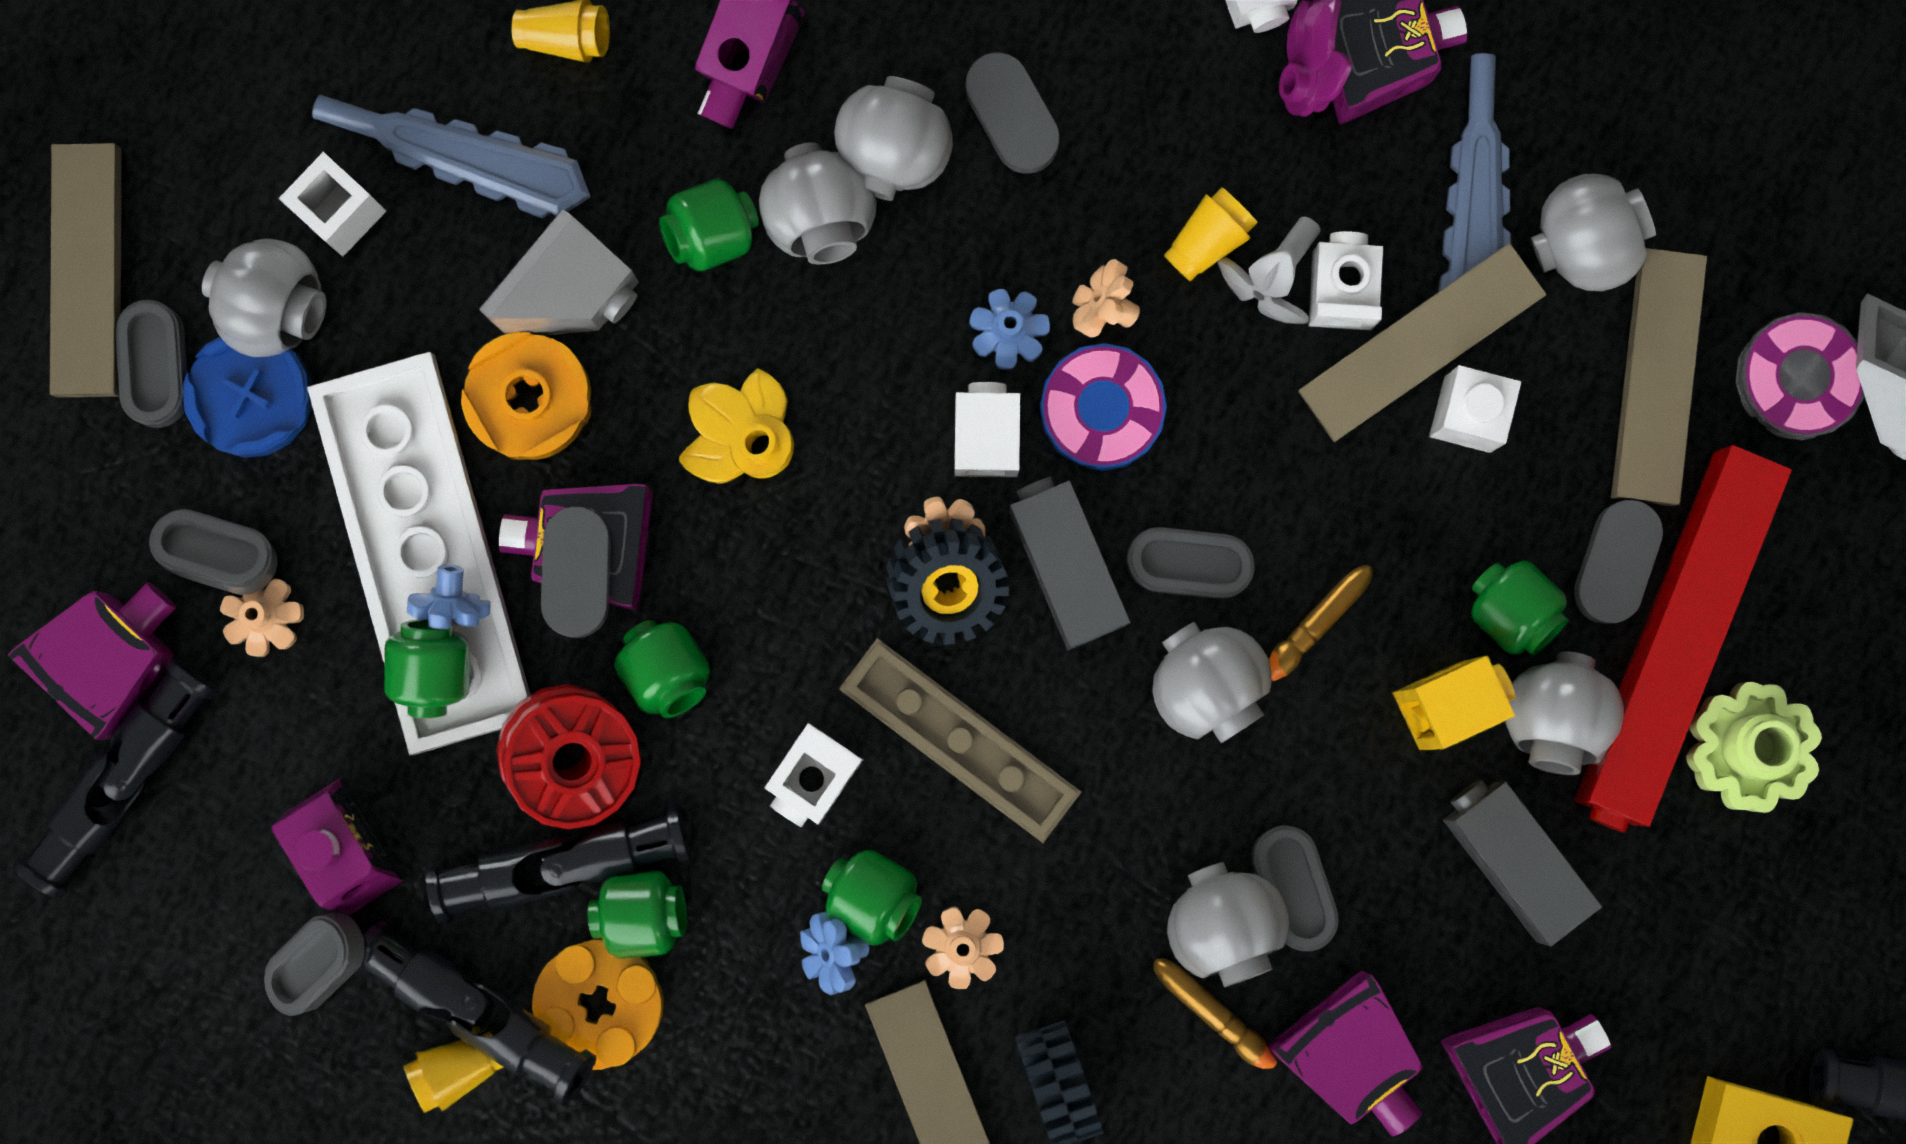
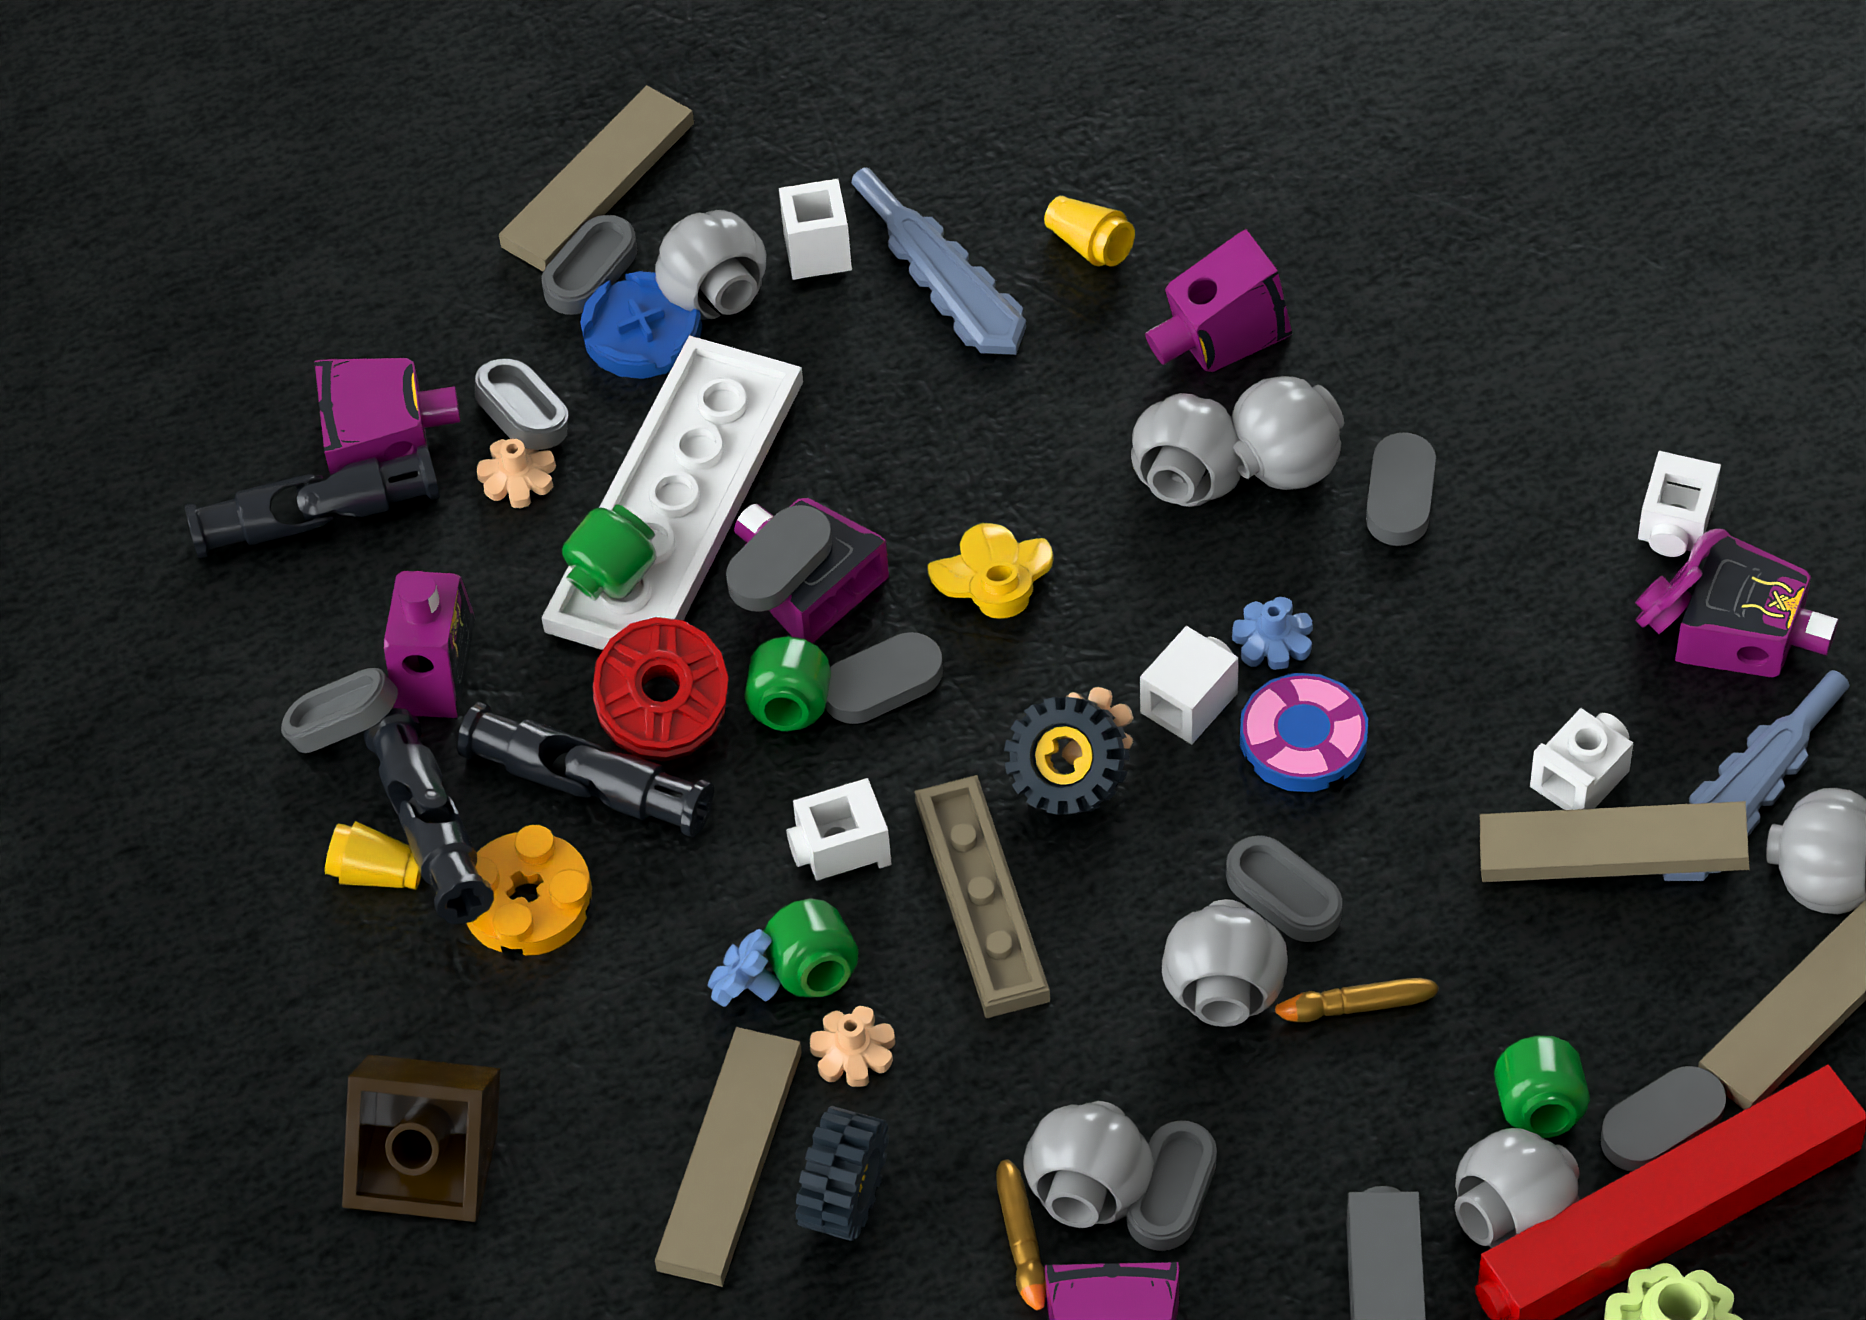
camera: 45 degrees right, 30 degrees down
(448, 601) = (667, 517): medium blue plant -> none
(491, 387) = (853, 474): light orange plate -> none
(563, 285) = (935, 373): light grey slope -> none
(638, 915) = (615, 838): green head -> none
(708, 225) = (1090, 413): green head -> none
(728, 596) = (883, 677): none -> dark grey tile
(1067, 562) = (1177, 816): dark grey brick -> none
(1105, 300) = (1368, 656): light nougat plant -> none
(1210, 234) = (1495, 660): yellow cone -> none
(1274, 274) = (1516, 710): light grey plant -> none
(1456, 703) = (1422, 1102): yellow brick -> none
(1475, 409) = (1620, 913): white brick -> none

